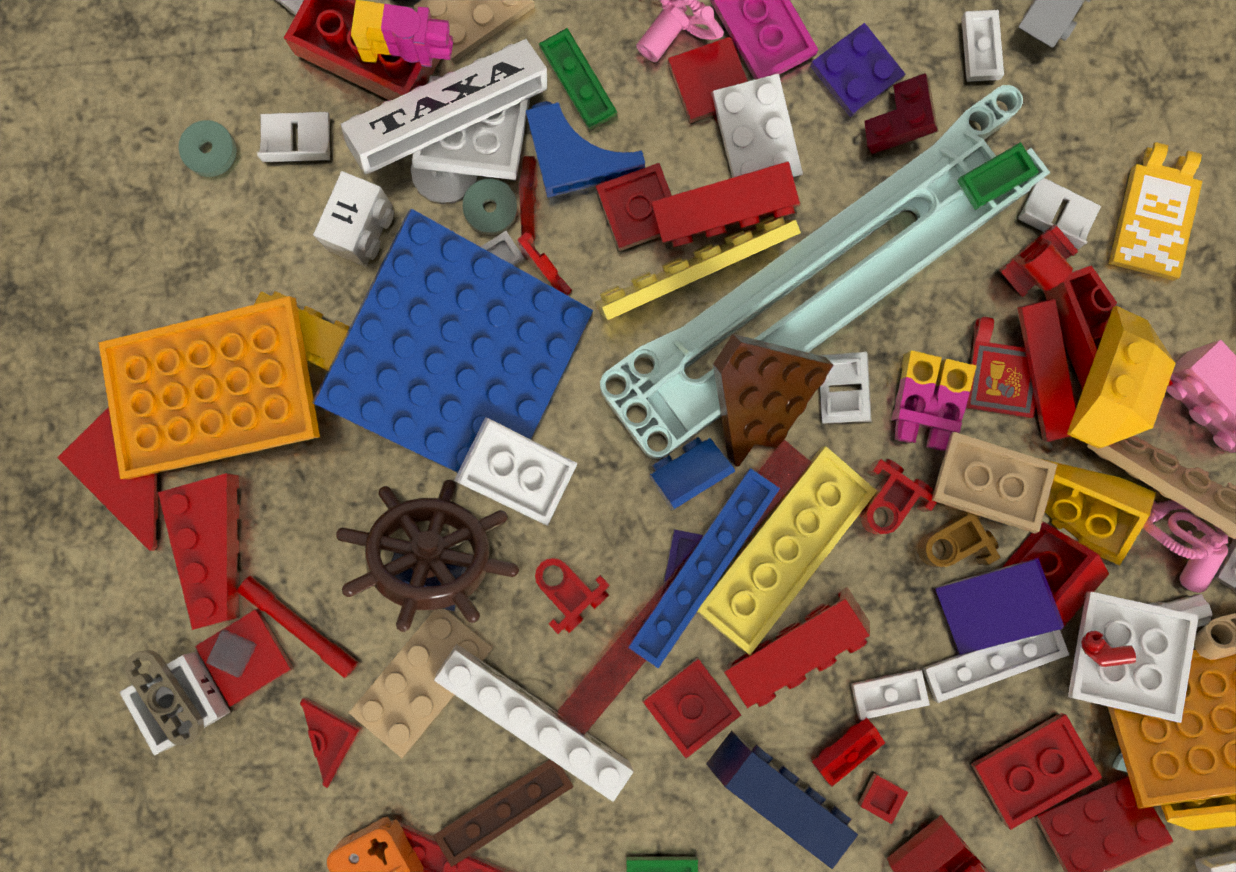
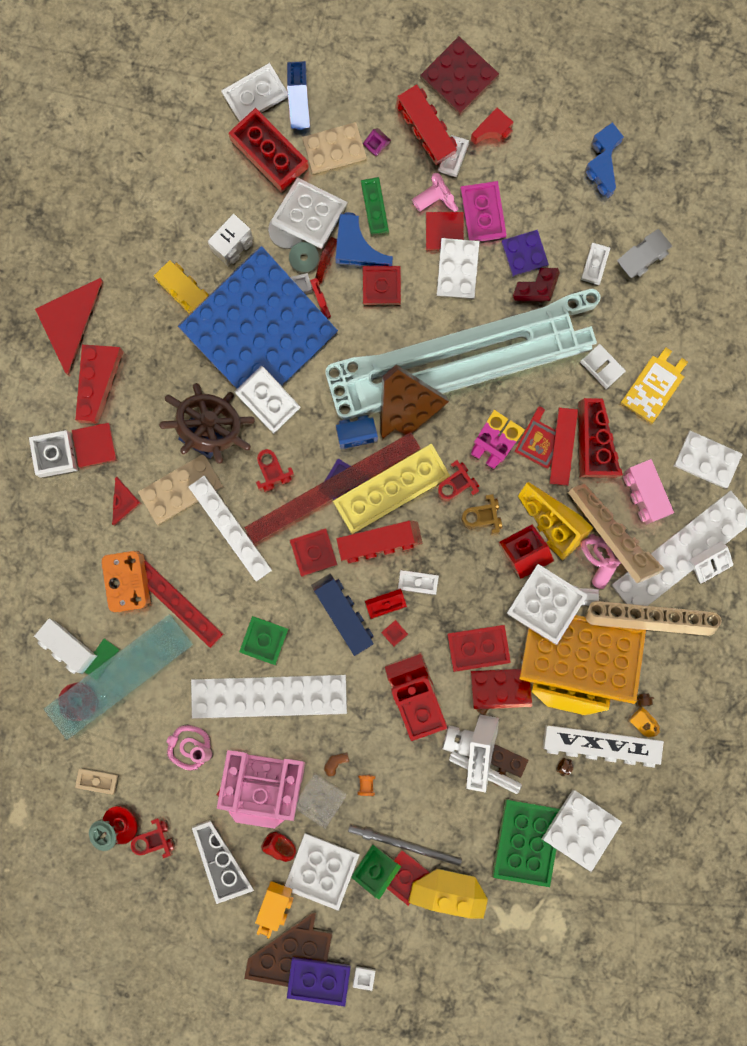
camera: 25 degrees right, 0 degrees up
(148, 695) = (52, 432): dark tan beam -> none
(196, 138) = (167, 166): sand green piece -> none
(209, 388) = (126, 300): light orange plate -> none
(231, 653) = (89, 439): clear light blue tile -> none
(266, 601) = (138, 457): red piece -> none
(278, 137) = (206, 182): white piece -> none
(400, 32) = (288, 153): dark pink hips -> none
(444, 106) = (299, 197): white brick -> none
(502, 811) = (198, 568): reddish brown plate -> none
(703, 568) = (344, 480): blue plate -> none
(706, 261) = (406, 325): light yellow plate -> none
(727, 203) = (426, 300): red wedge -> none
(846, 405) = (454, 427): white piece -> none
(992, 664) = (479, 585): white plate -> none
(994, 482) = (509, 491): tan plate -> none
(998, 176) = (567, 334): green tile -> none
(999, 606) = (489, 556): dark purple tile -> none
(1041, 263) = (580, 388): red pin -> none
(1104, 654) = (530, 595): red arm -> none
(1123, 382) = (594, 464): yellow wedge -> none

